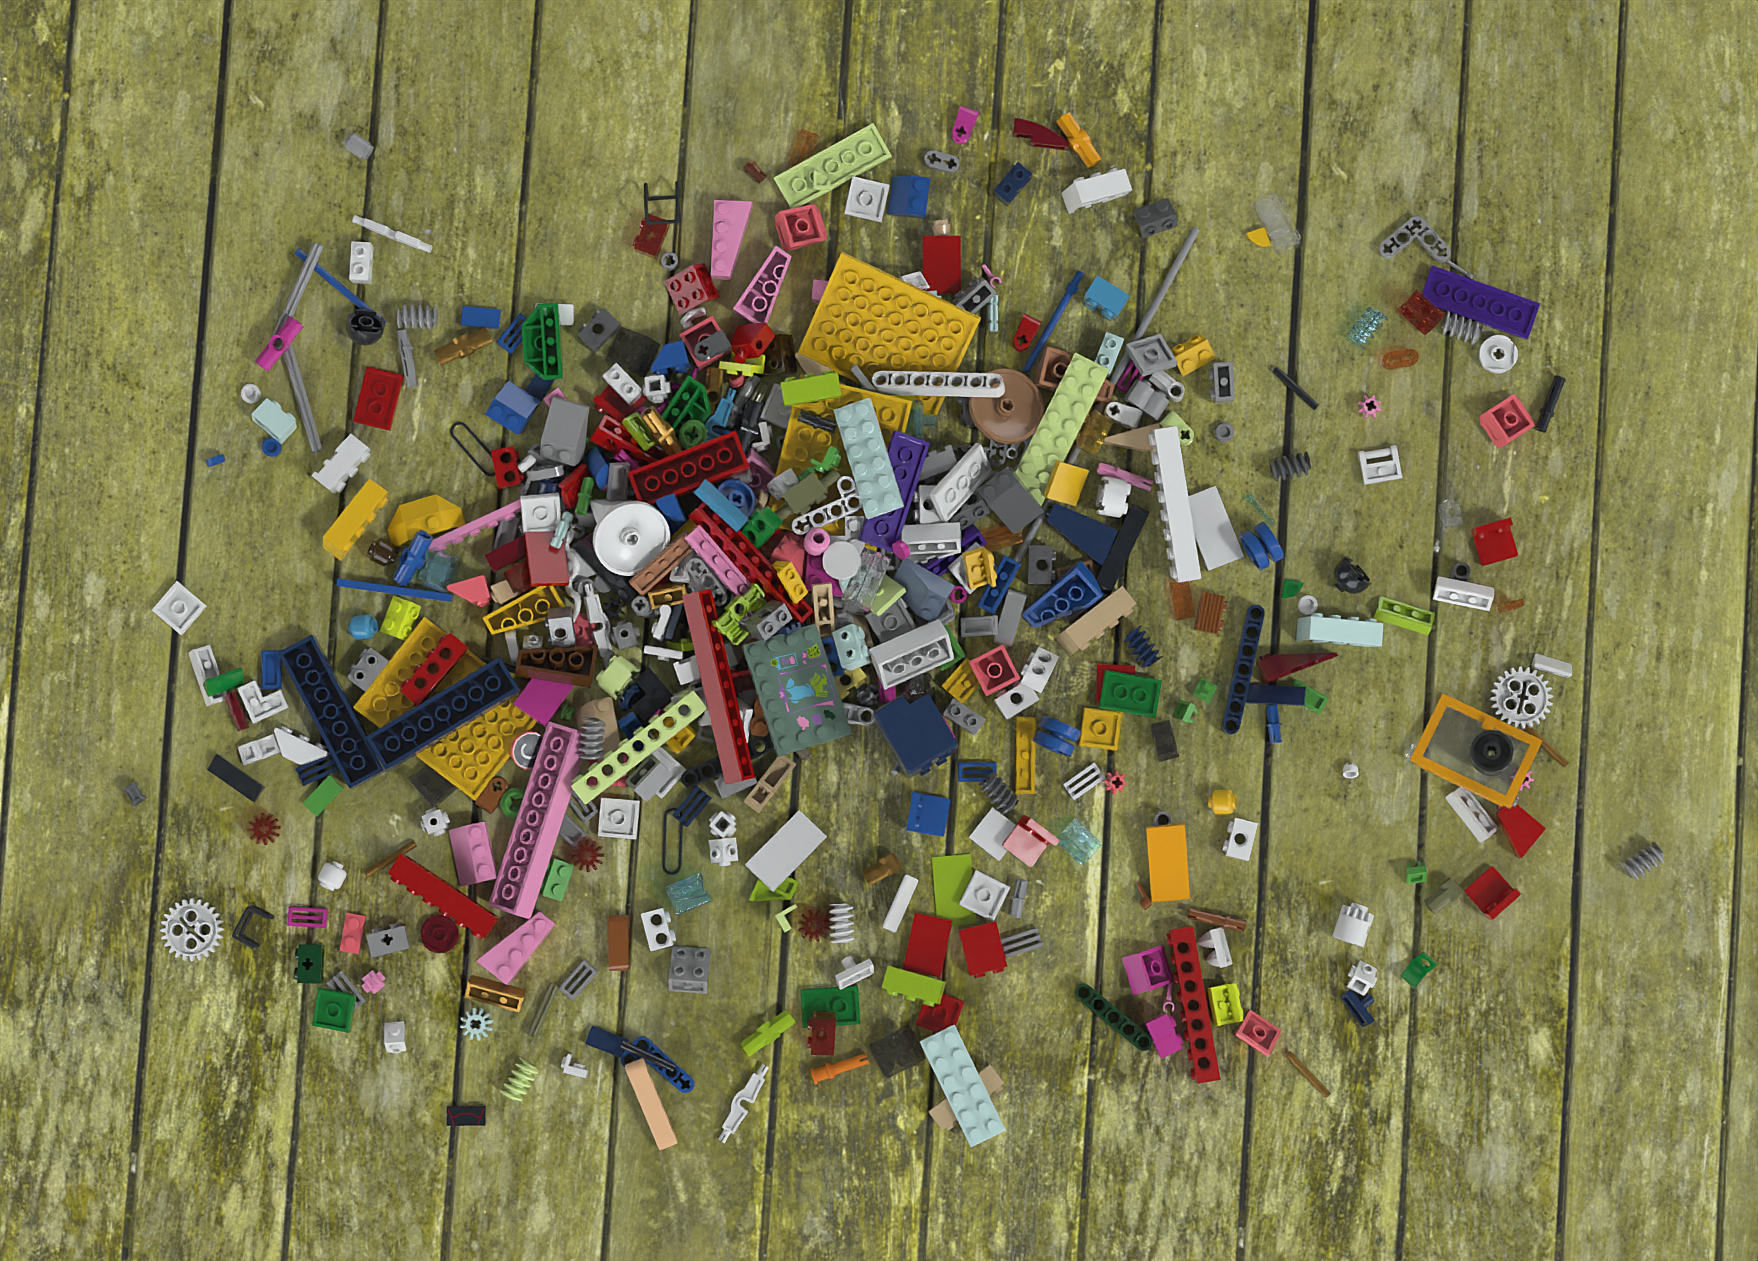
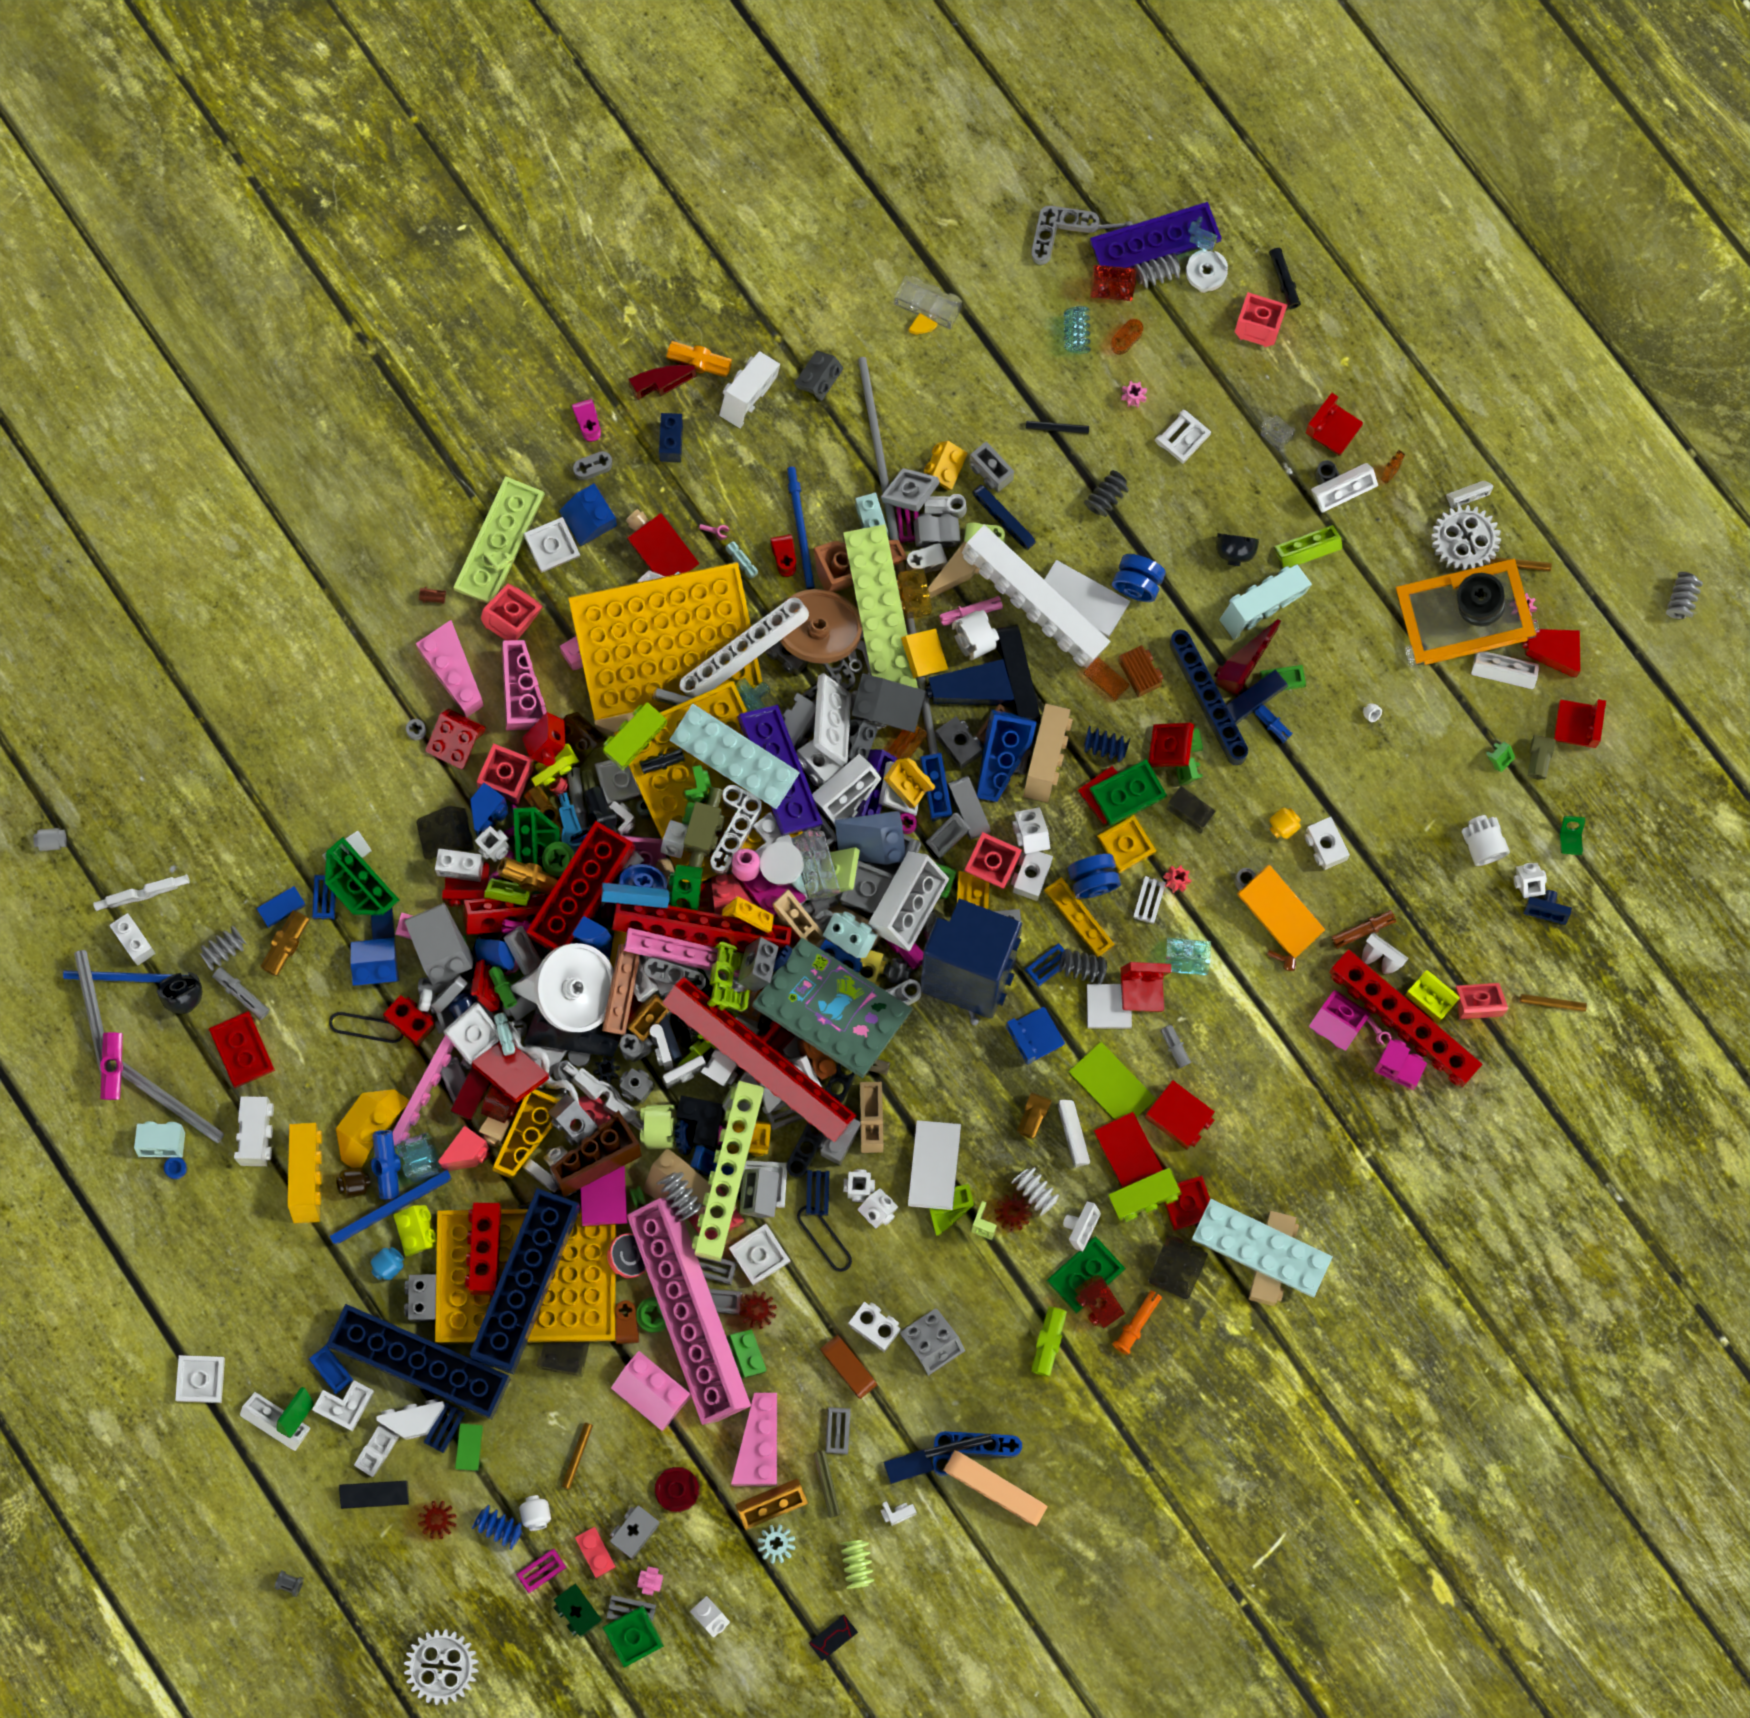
camera: 40 degrees left, 10 degrees down
(215, 460) = (131, 1218): blue tile -> none
(236, 711) = (327, 1432): dark red pin -> none
(243, 939) = (485, 1618): black piece -> none
(250, 393) = (118, 1134): white tile -> none
(301, 866) = (498, 1526): none -> blue piece
(442, 822) = (599, 1394): white brick -> none
(443, 895) = (654, 1448): red brick -> none
(596, 341) = (402, 848): flat silver brick -> none
(647, 198) = (378, 664): black piece -> none
(653, 246) = (387, 730): clear red brick -> none
(688, 894) = (878, 1270): clear light blue piece -> none
(690, 315) = (472, 760): white arm -> none
(715, 345) = (516, 765): dark grey piece -> none
(738, 1112) = (1080, 1435): white piece -> none
(809, 135) = (459, 565): clear orange tile -> none
(901, 549) = (826, 815): dark pink tile -> none
(975, 295) = (715, 550): light grey brick -> none
(984, 895) = (1143, 1067): white plate -> none
(1037, 937) = (1220, 1068): light grey tile -> none
(1105, 298) = (832, 471): dark azure brick -> none
(1122, 1019) = (1353, 1080): dark green beam -> none
(1187, 683) = (1171, 744): none -> red tile
(1203, 425) = (1003, 517): none -> dark blue beam
(1224, 432) = (1026, 510): light grey tile -> none
(1249, 498) = (1094, 549): clear light blue hinge -> none
(1290, 588) = (1192, 598): green tile -> none
(1307, 605) = (1218, 601): white tile -> none
(1512, 331) = (1200, 237): none -> clear light blue bracket

